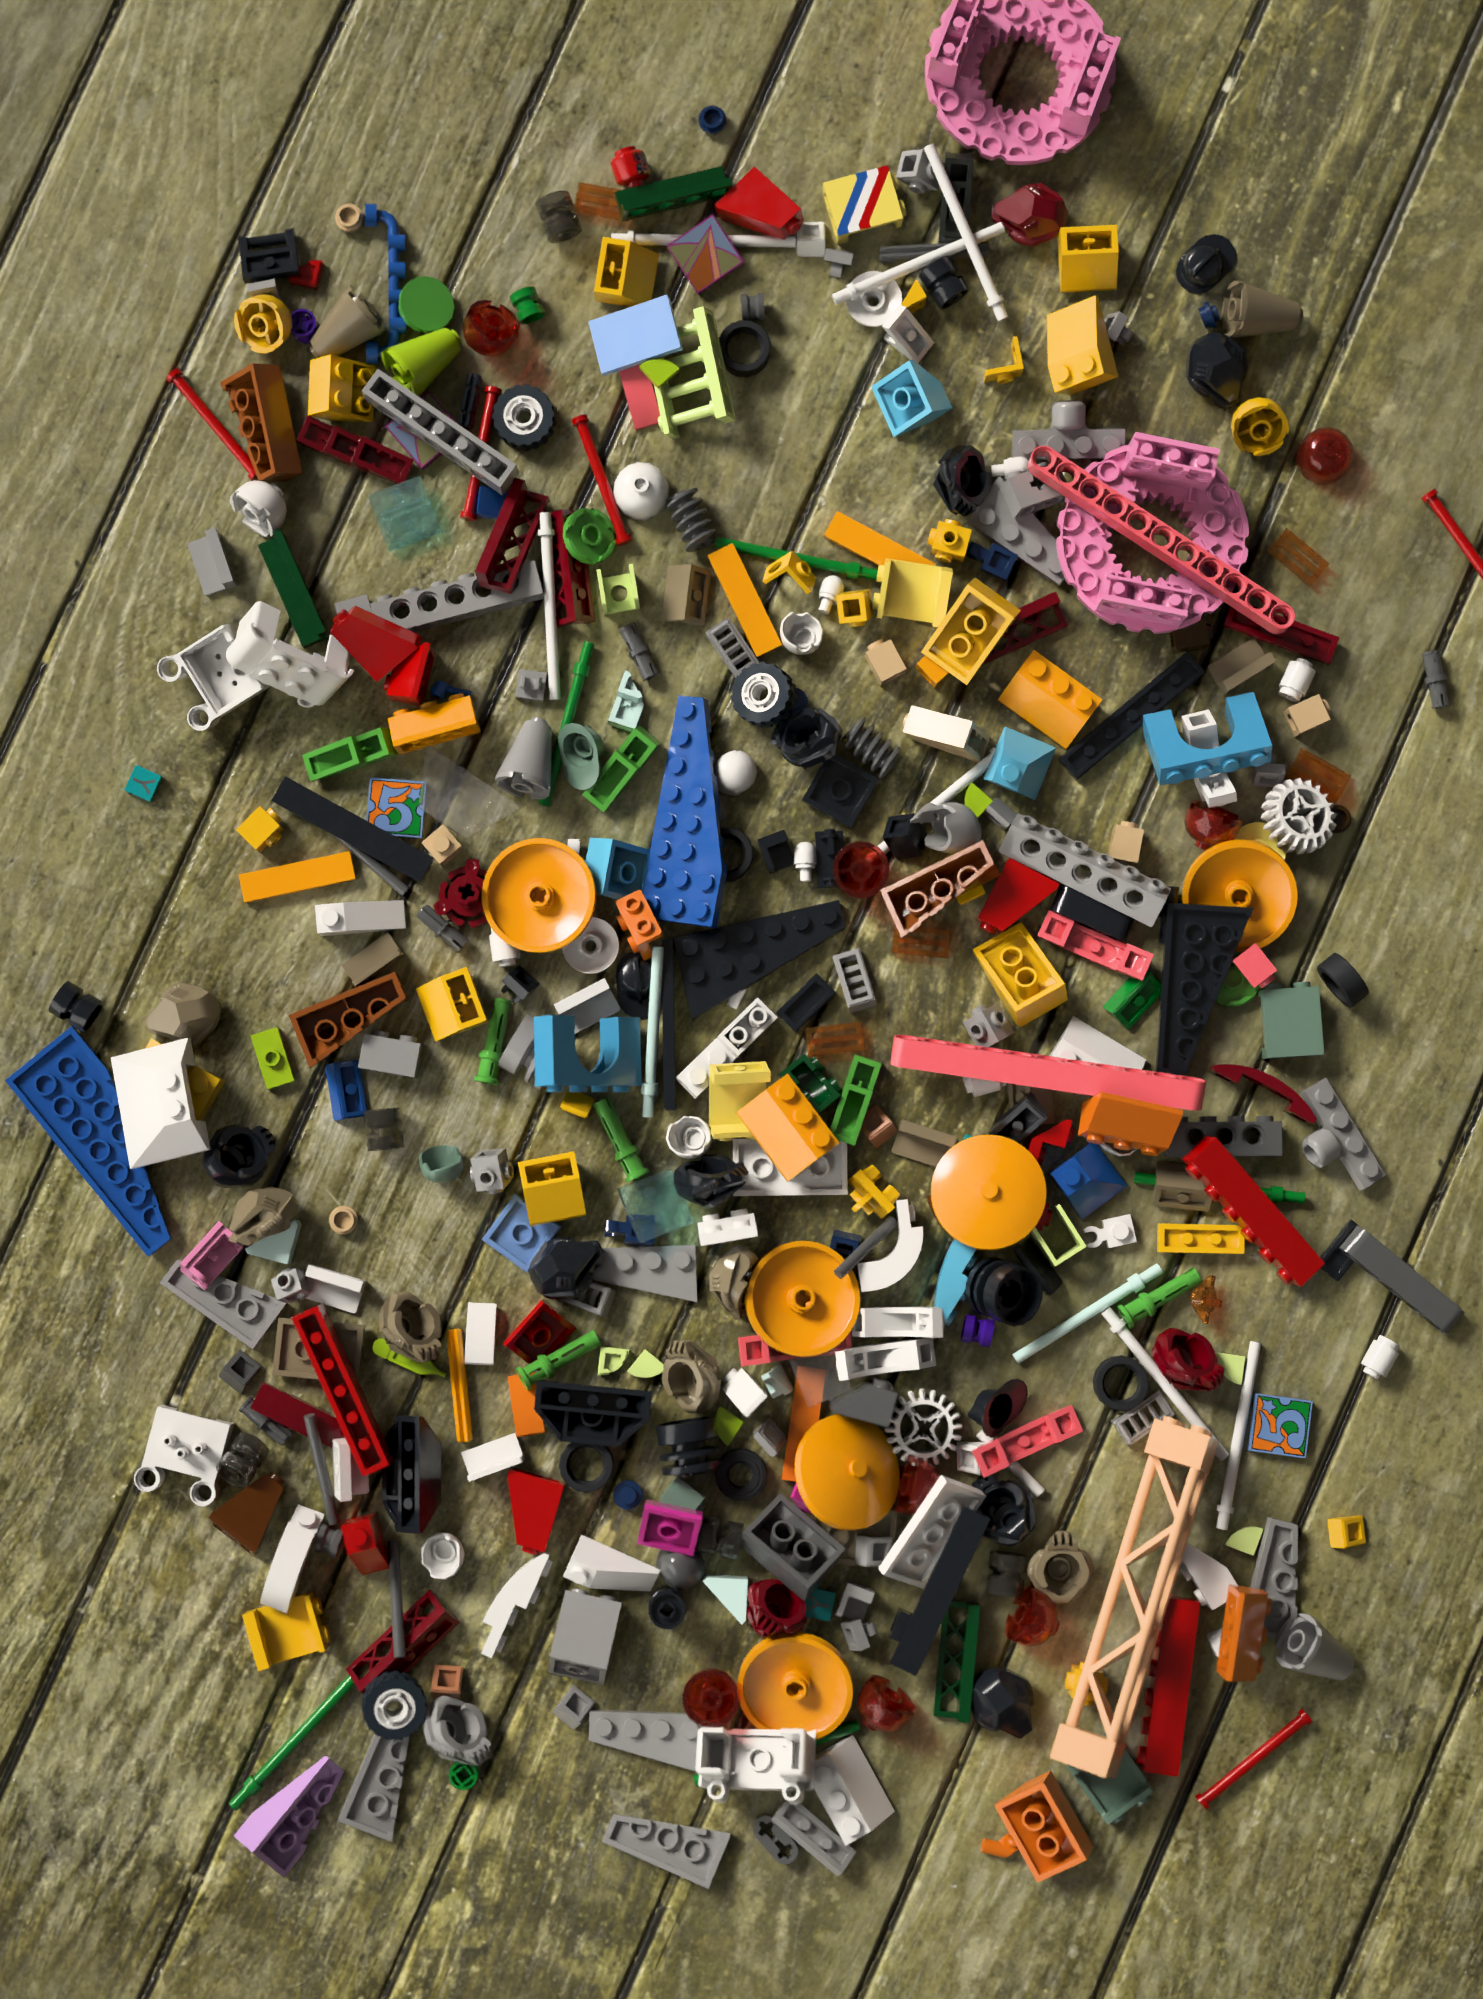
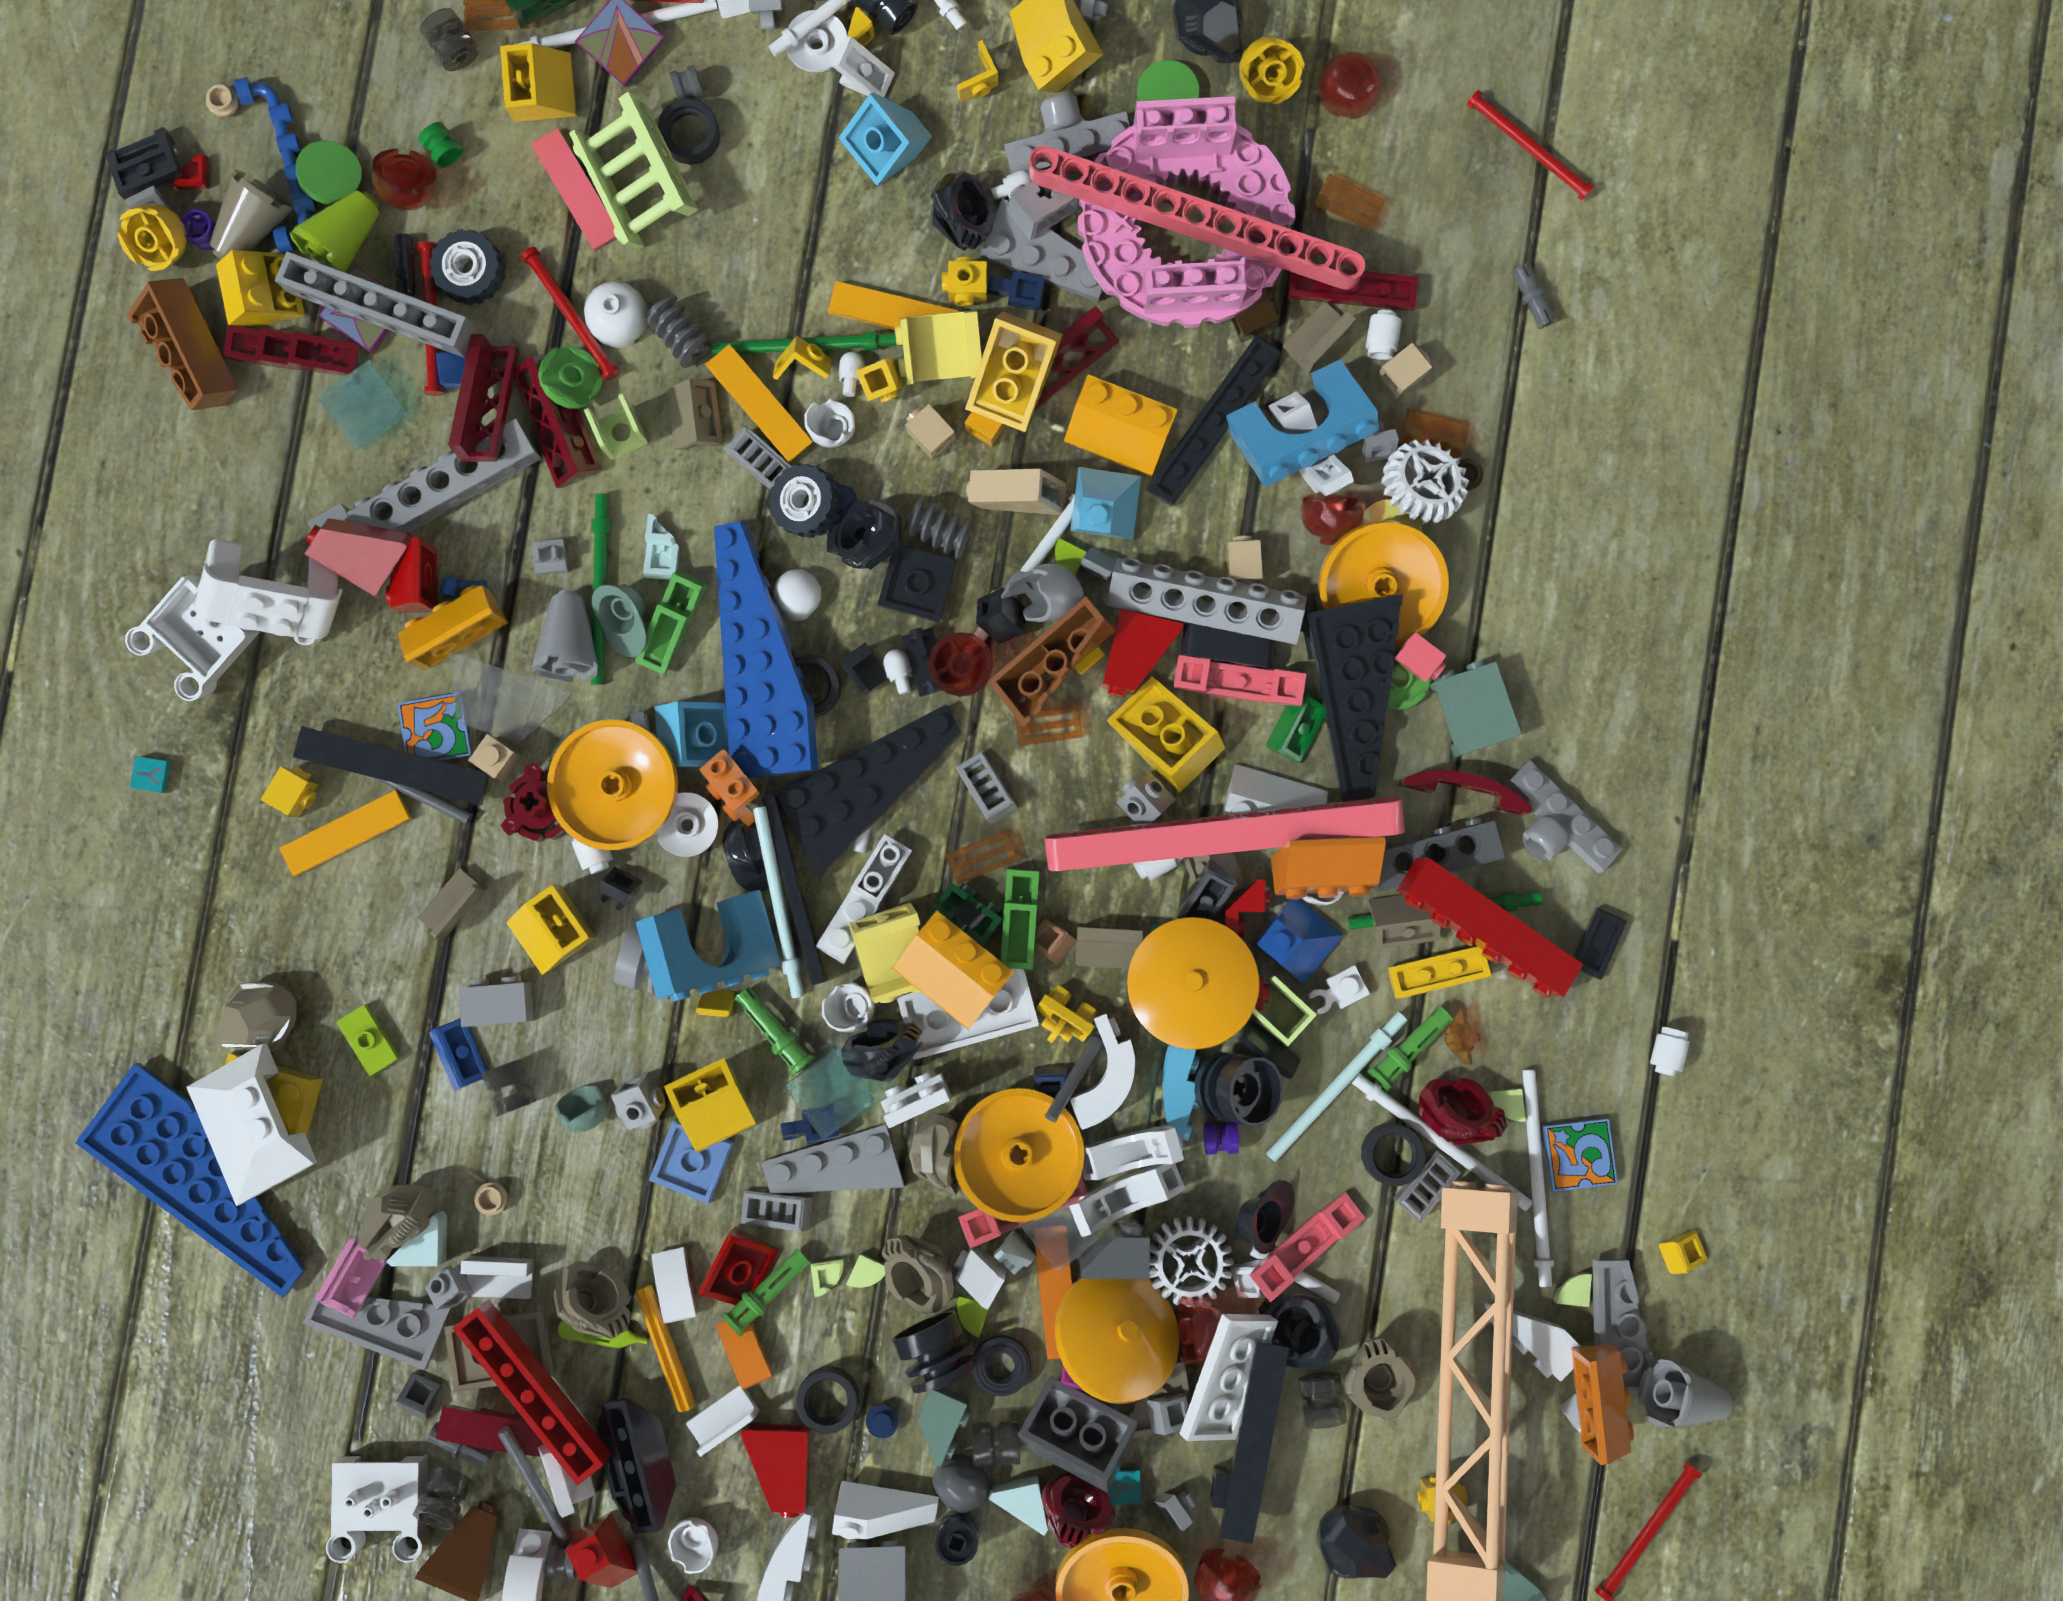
camera: 10 degrees left, 0 degrees up
(78, 1008) = (137, 1042): black wheel -> none
(175, 377) = (75, 321): red bar -> none
(212, 563) = (166, 513): light grey panel -> none
(238, 1155) = (353, 1159): black helmet -> none
(261, 506) = (200, 435): white cylinder -> none
(293, 590) = (261, 519): dark green fence -> none
(340, 1018) = (425, 979): dark orange wedge -> none
(349, 754) = (367, 684): bright green slope -> none
(359, 917) = (423, 860): white slope -> none
(442, 928) = (518, 848): dark grey axle -> none
(492, 1054) = (608, 991): bright green pin -> none
(546, 533) = (522, 387): white bar -> none
(565, 1267) = (747, 1188): black helmet -> none
(589, 1005) = (700, 892): white panel -> none
(592, 1412) = (816, 1342): black wedge -> none
(635, 335) = (564, 144): light blue tile -> none
(638, 652) = (658, 490): dark grey pin -> none
(659, 371) = (599, 176): lime tile -> none
(669, 1527) = (935, 1448): dark pink slope -> none
(770, 1436) = (1022, 1317): light grey slope -> none
(806, 1002) = (939, 826): black tile -> none
(854, 1601) = (1162, 1472): light grey panel -> none
(968, 1656) = (1305, 1512): dark green fence -> none
(1033, 1620) = (1365, 1443): clear red cylinder -> none
(1166, 417) = (1167, 82): none -> bright green tile
(1169, 1689) = (1536, 1481): red brick -> none
(1343, 980) = (1520, 648): black tyre -> none
(1401, 1280) = (1671, 960): dark grey beam -> none

